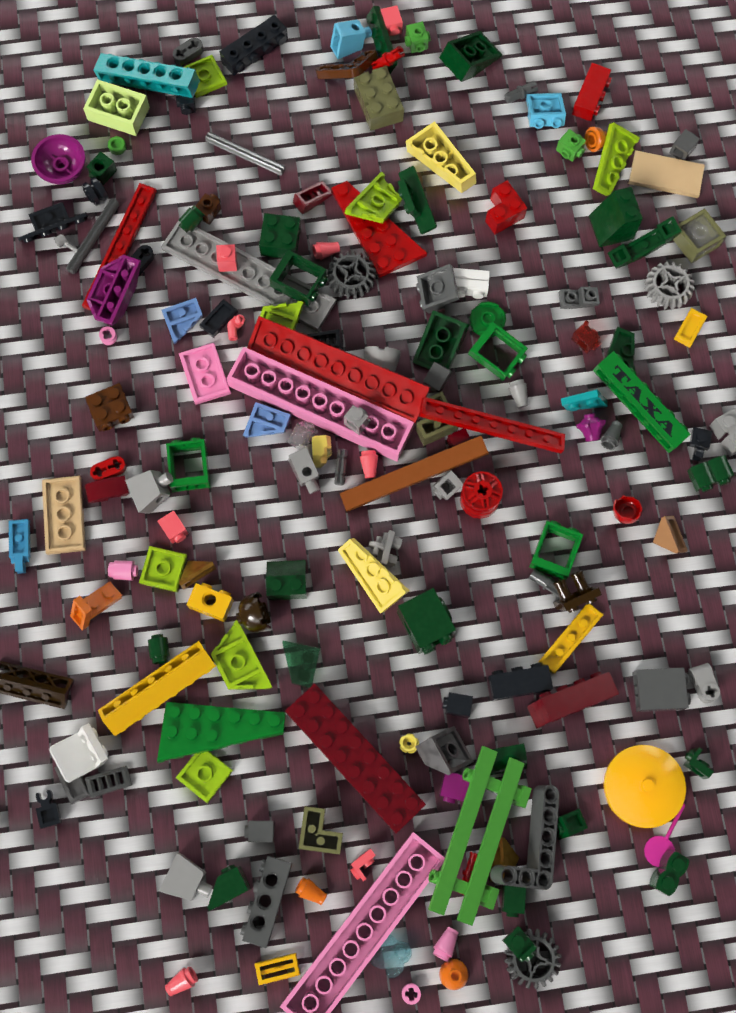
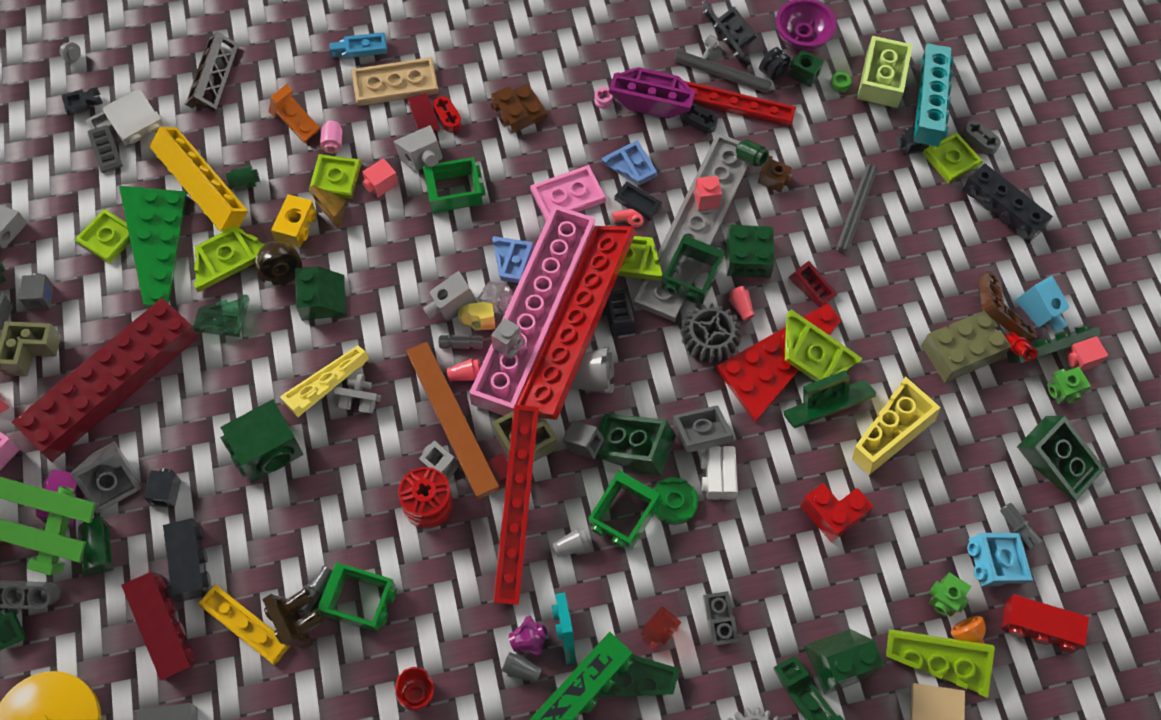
camera: 85 degrees right, 10 degrees down
(408, 738) = (120, 432): light yellow plate -> none

